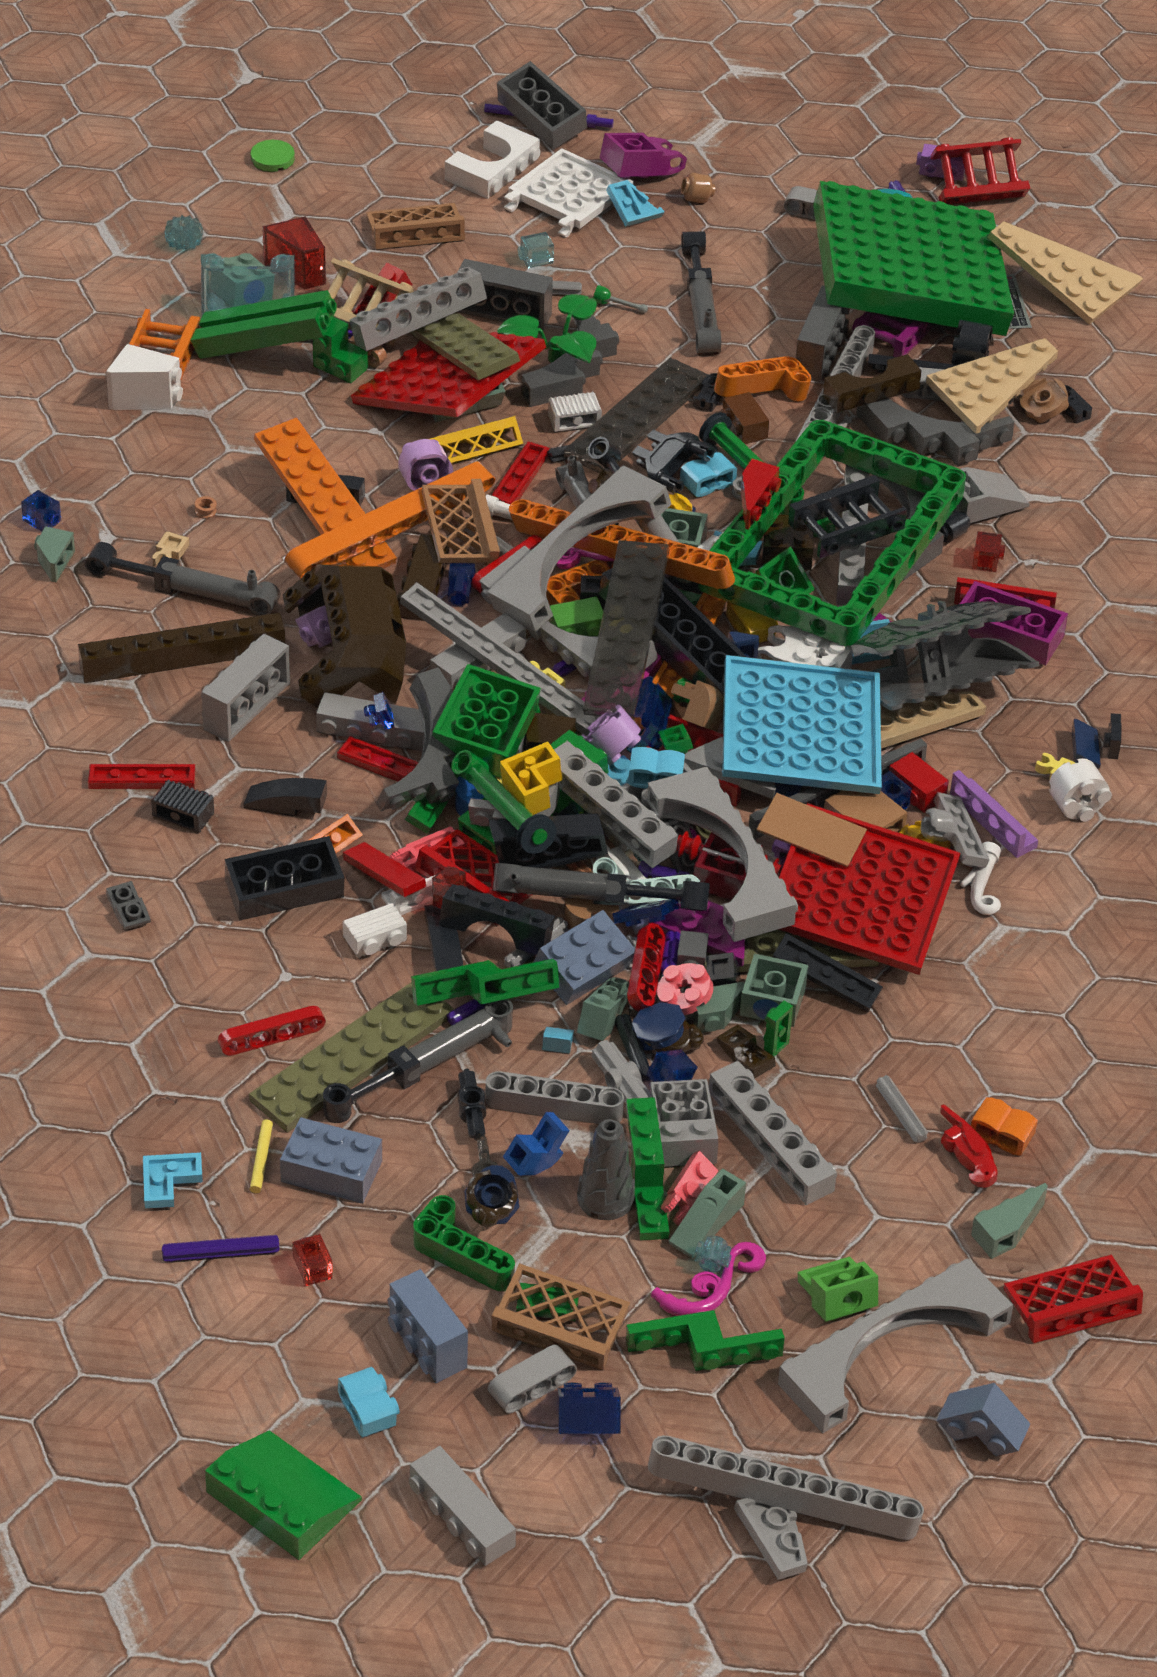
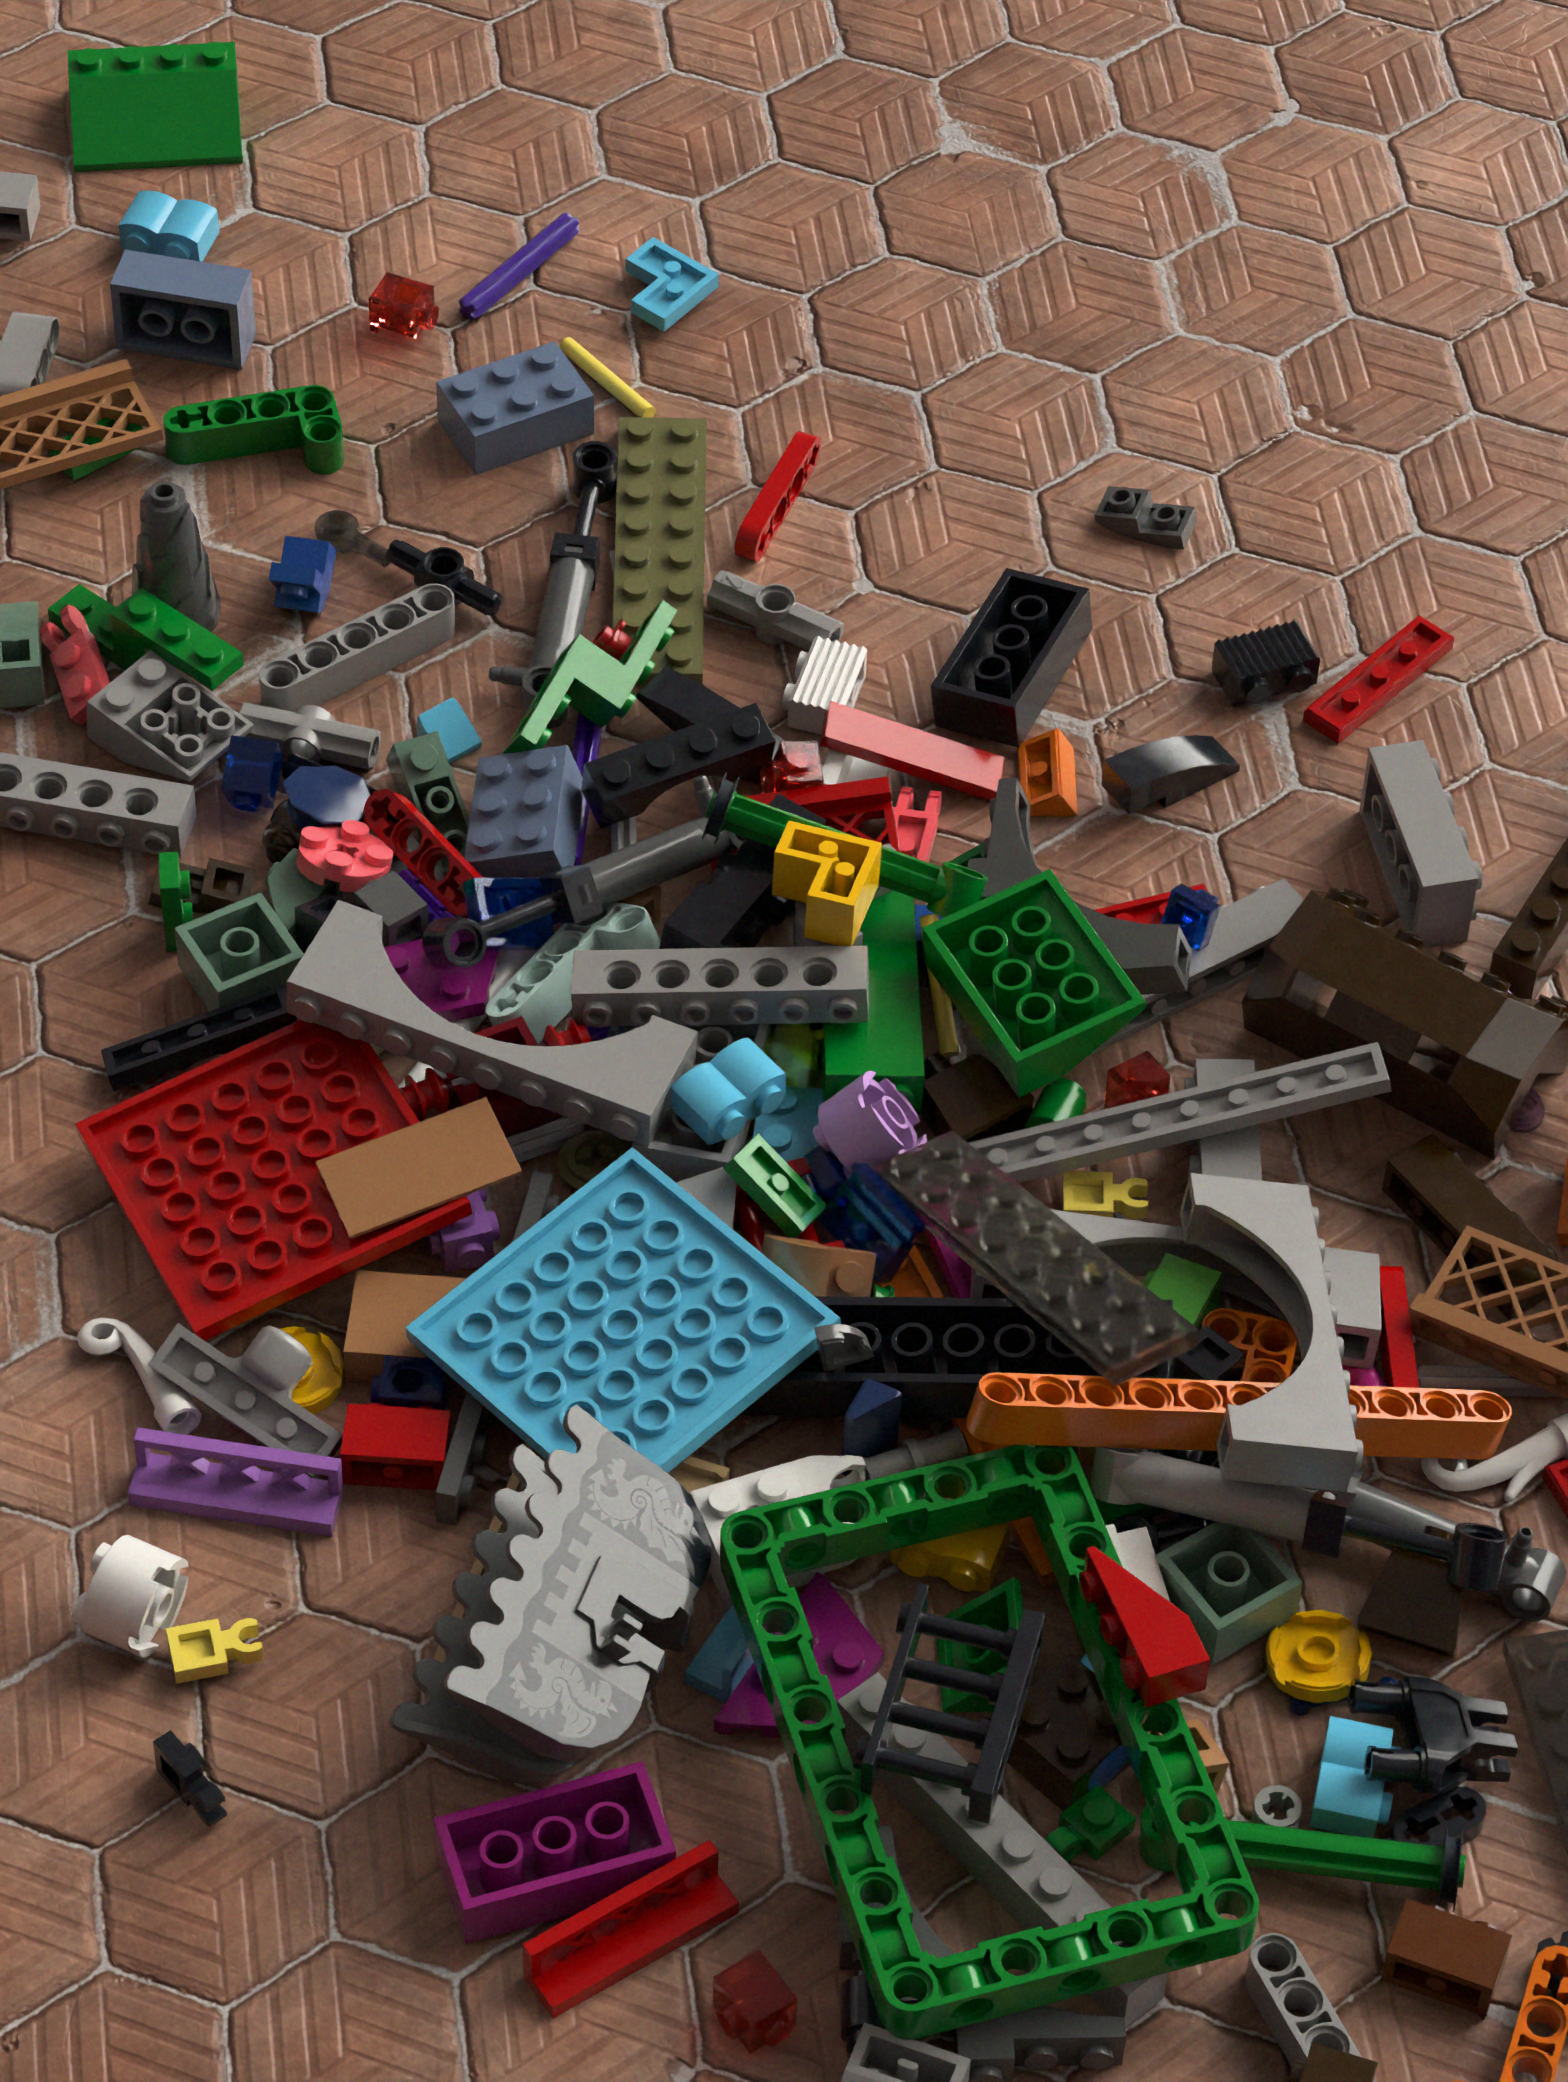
camera: 135 degrees right, 5 degrees up
(350, 977) = (771, 611): none -> light grey piece
(441, 1003) = (613, 640): none -> red plate
(460, 583) = (1403, 1246): clear blue piece -> none
(492, 1196) = (283, 483): piece -> none
(739, 649) = (841, 1345): none -> dark grey tile
(1085, 742) = (223, 1735): dark blue slope -> none

